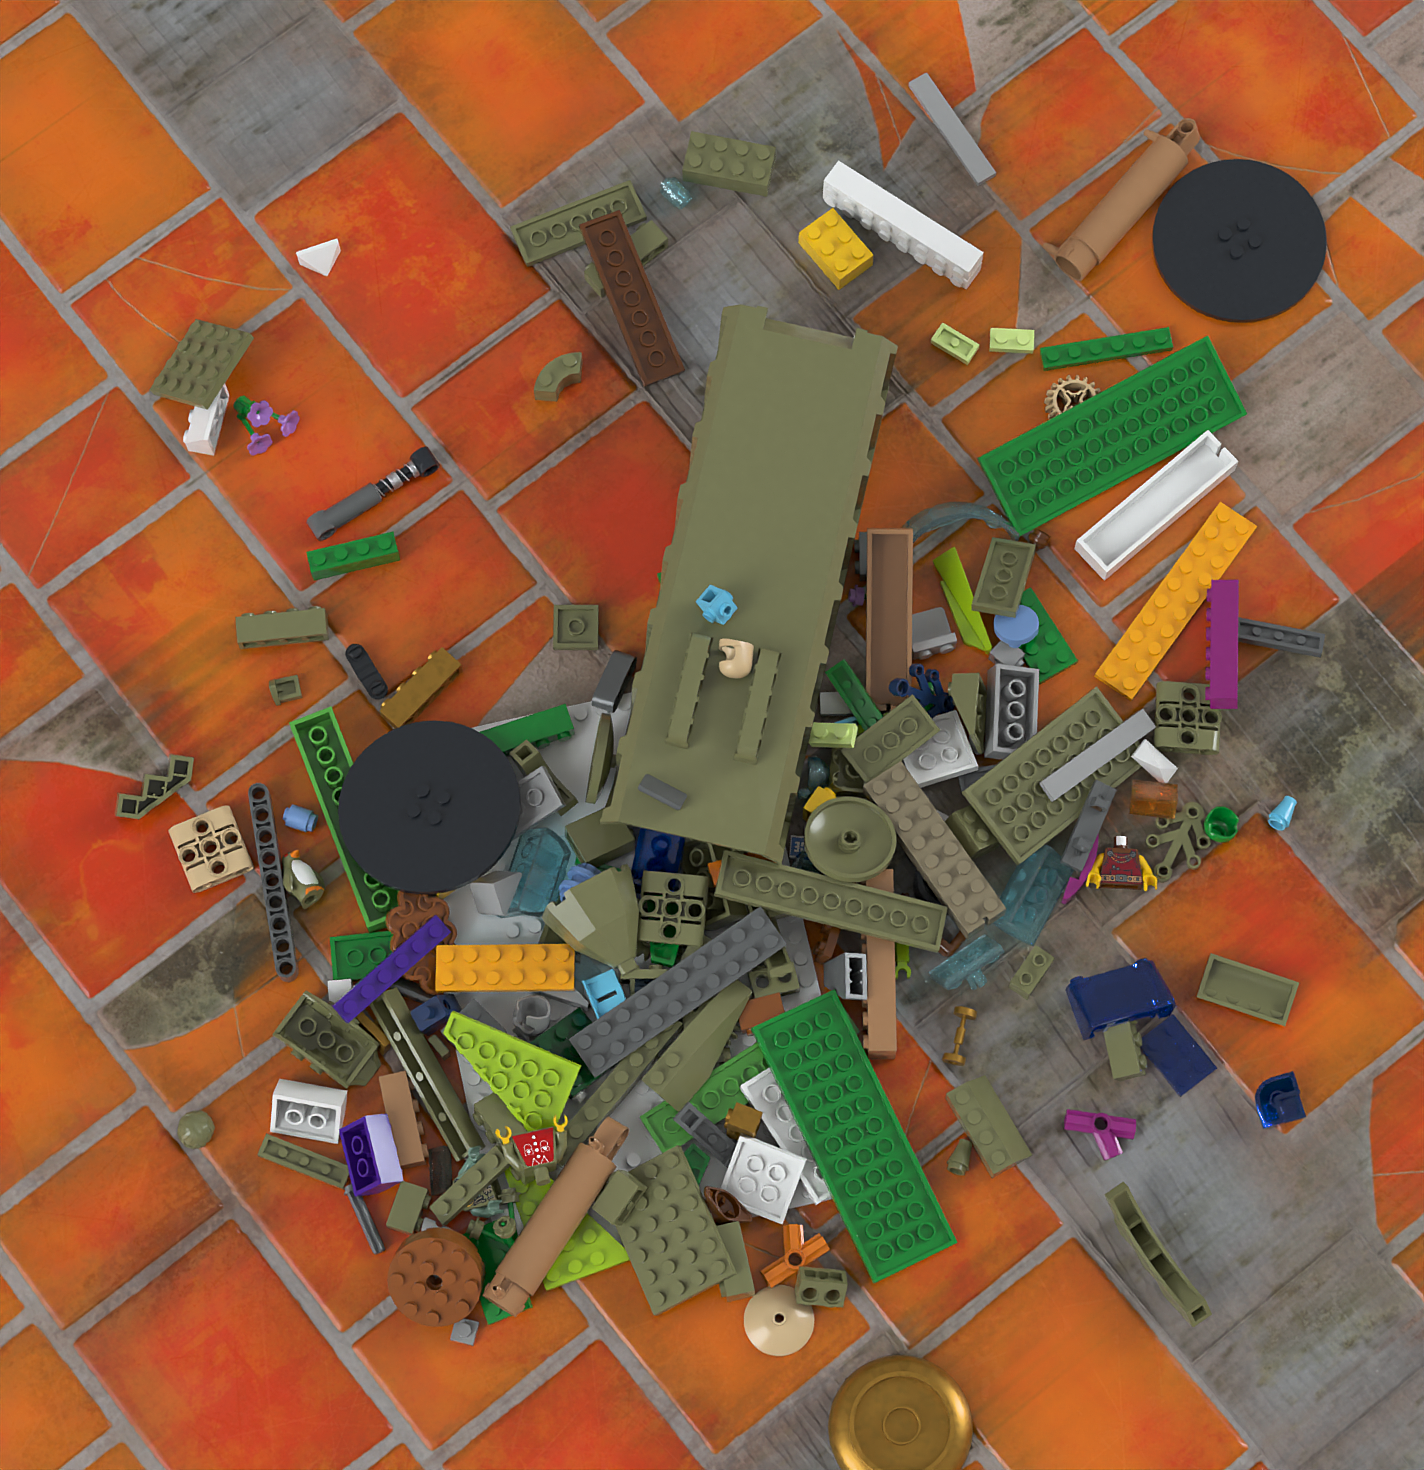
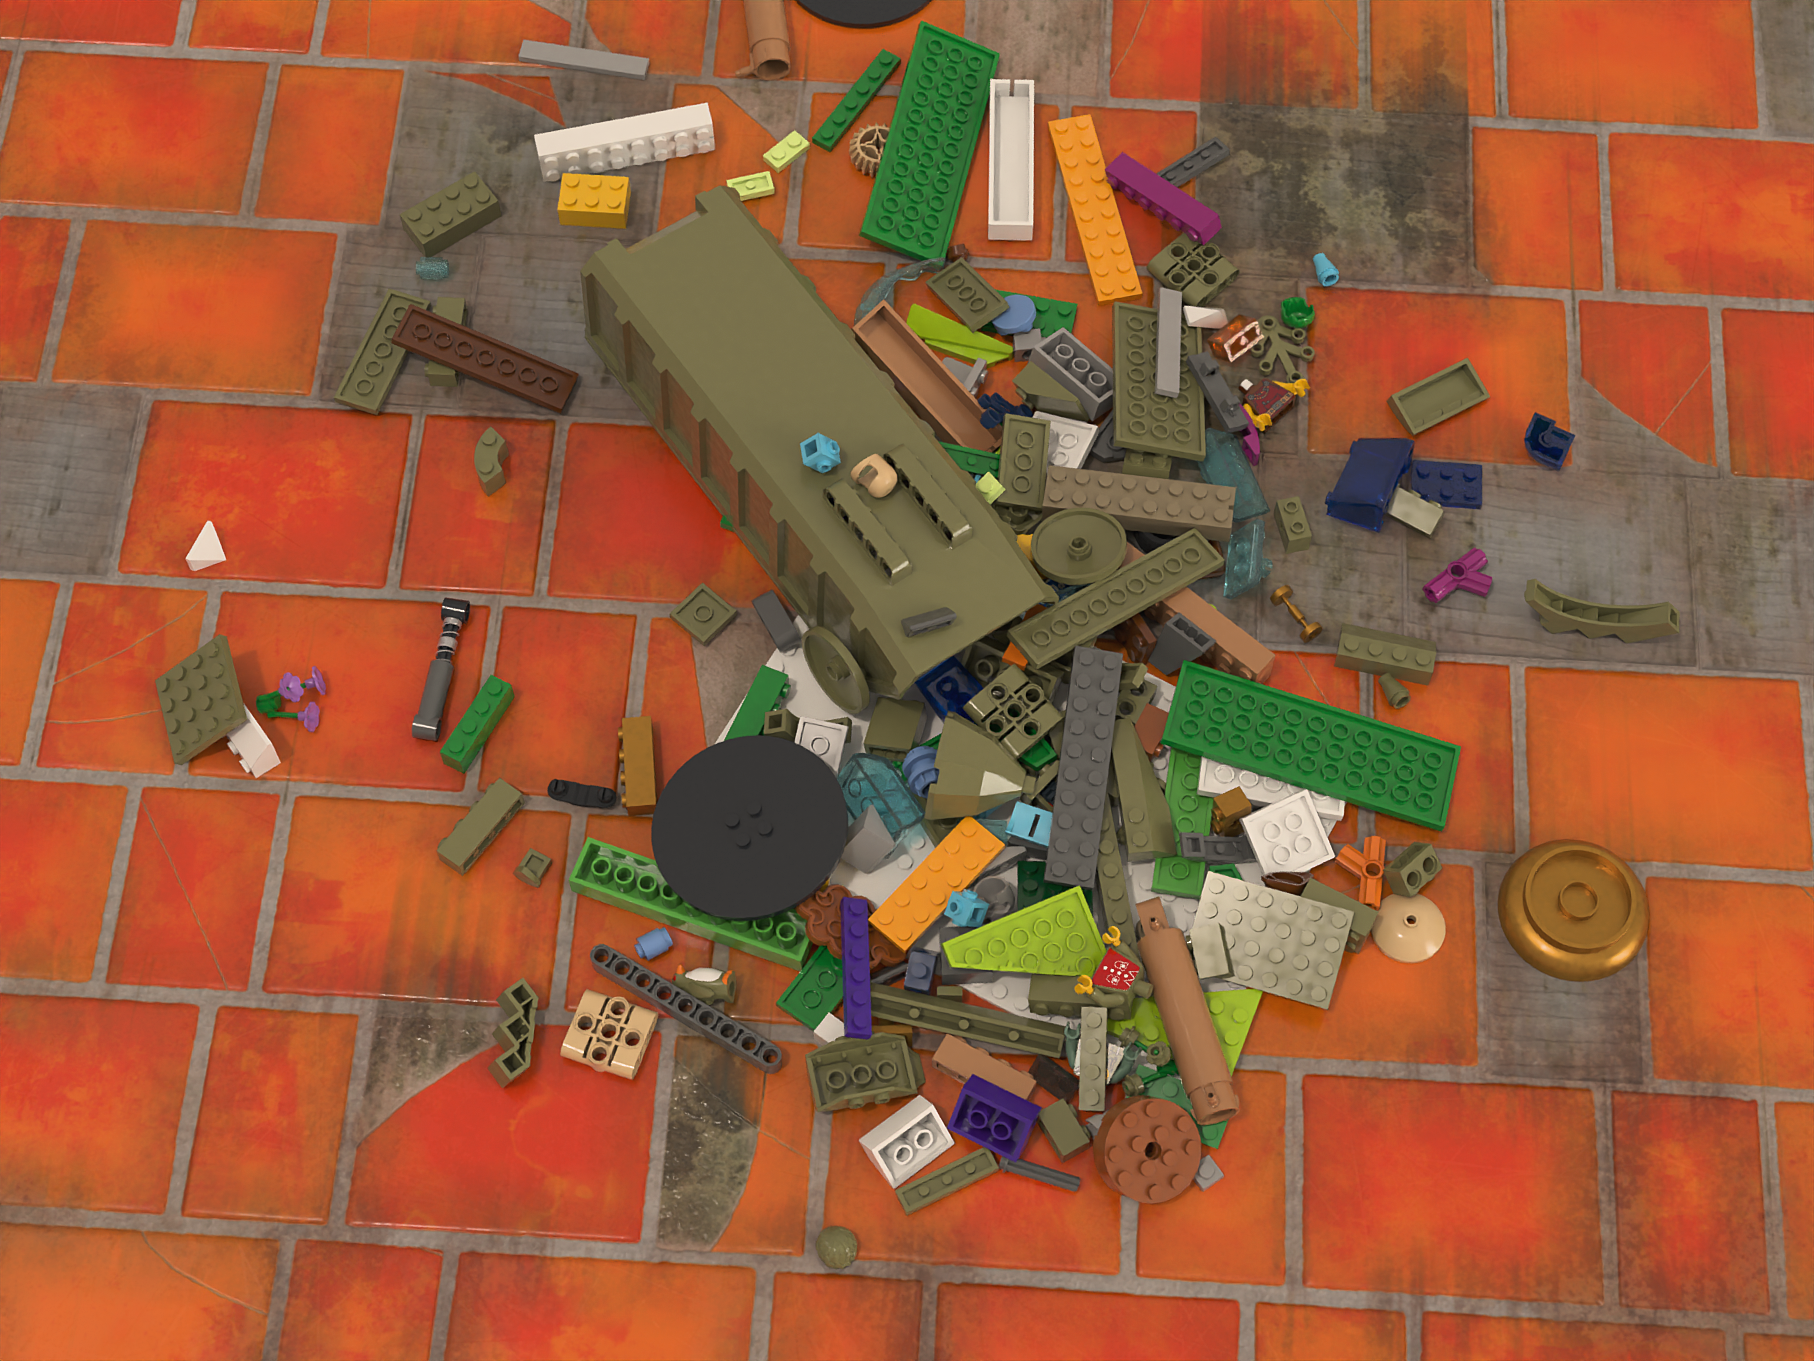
camera: 50 degrees left, 10 degrees down
(499, 1005) = (966, 908): none -> medium azure brick

